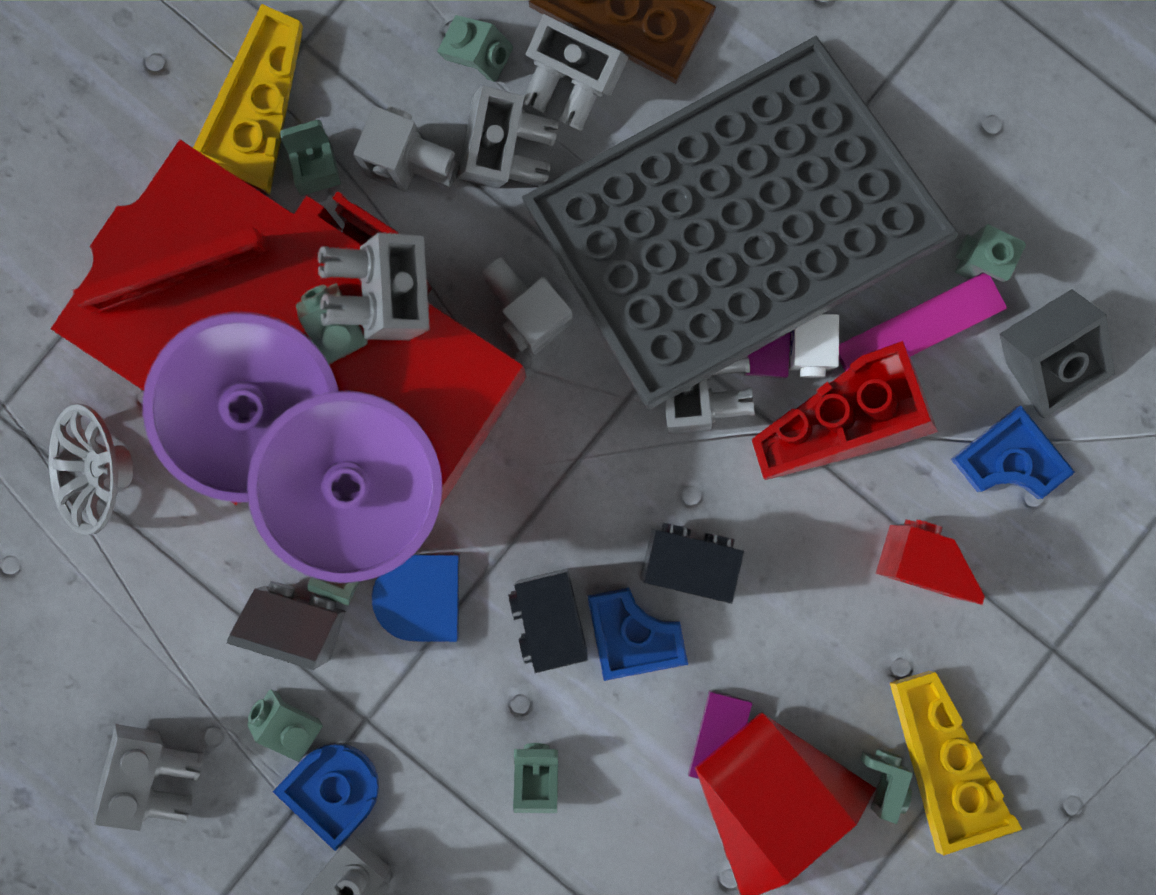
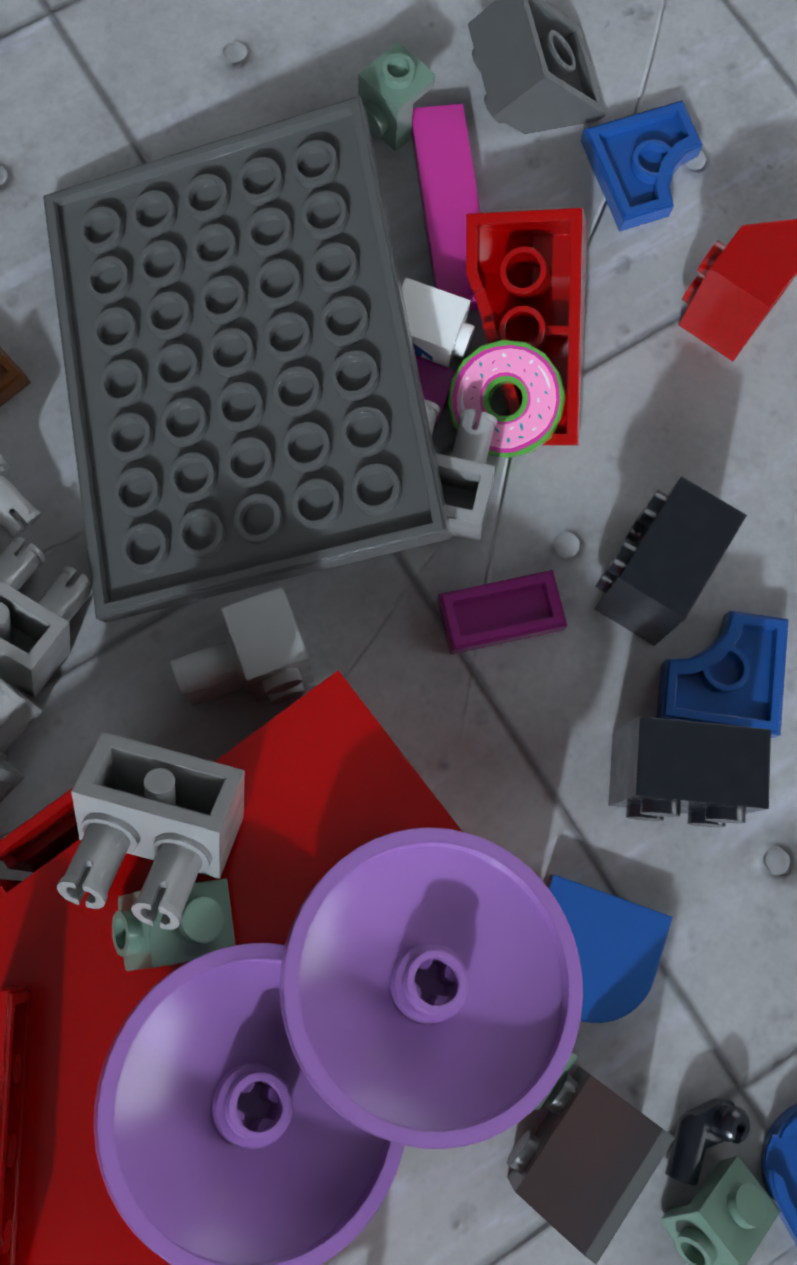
camera: 85 degrees left, 10 degrees down
(332, 699) = (701, 1129): none -> black arm
(624, 465) = (501, 612): none -> magenta tile
(799, 428) = (510, 364): none -> tile

